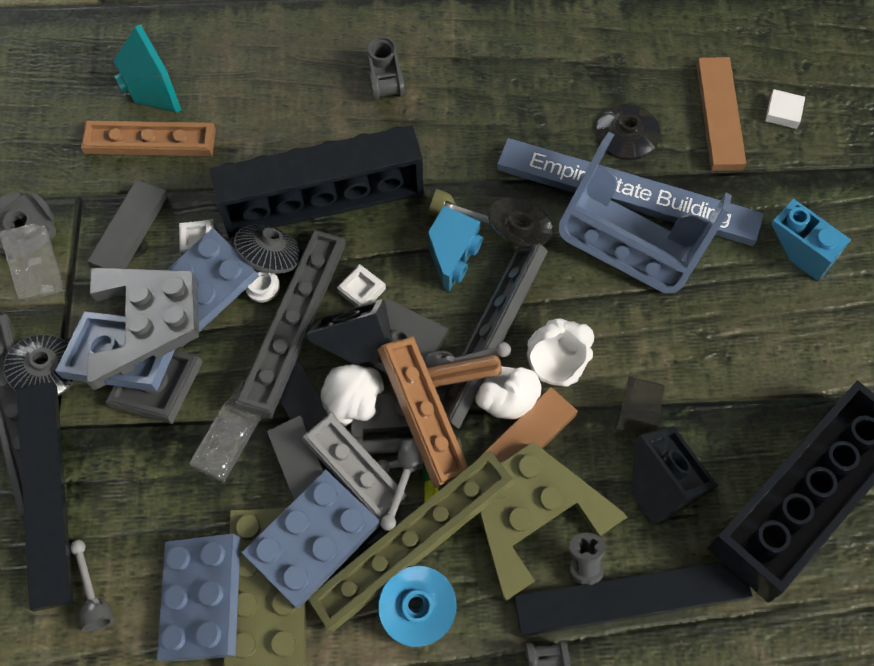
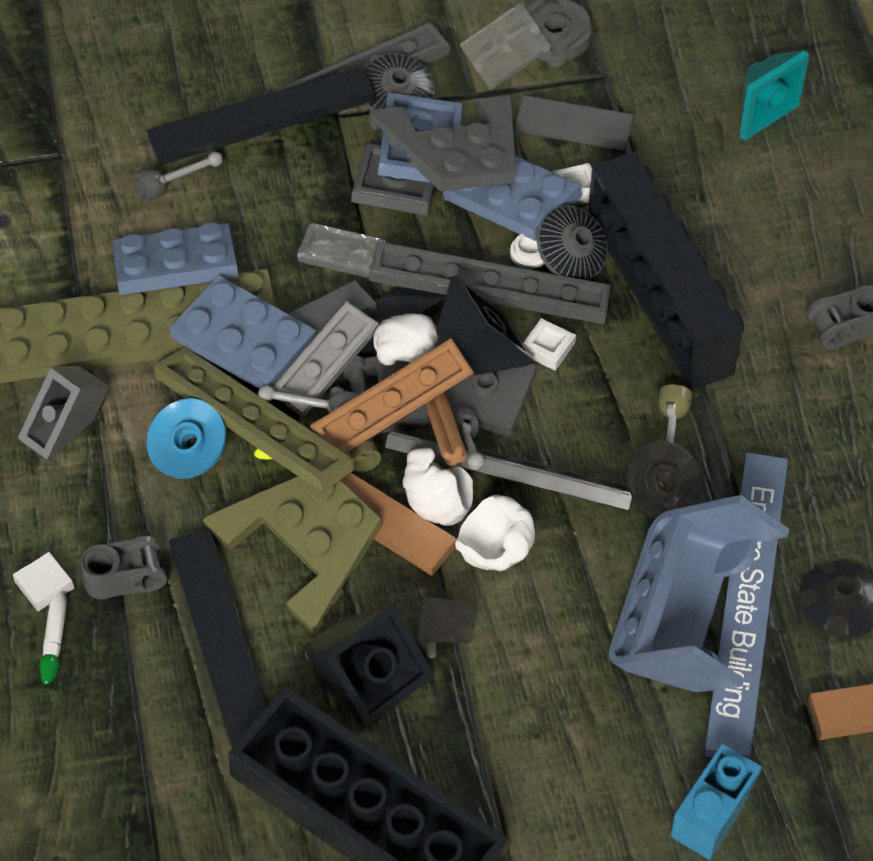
camera: 80 degrees right, 10 degrees down
(148, 138) = (694, 118): medium nougat tile -> none
(451, 243) = (615, 416): dark azure slope -> none
(587, 553) = (259, 580): dark grey bush -> none

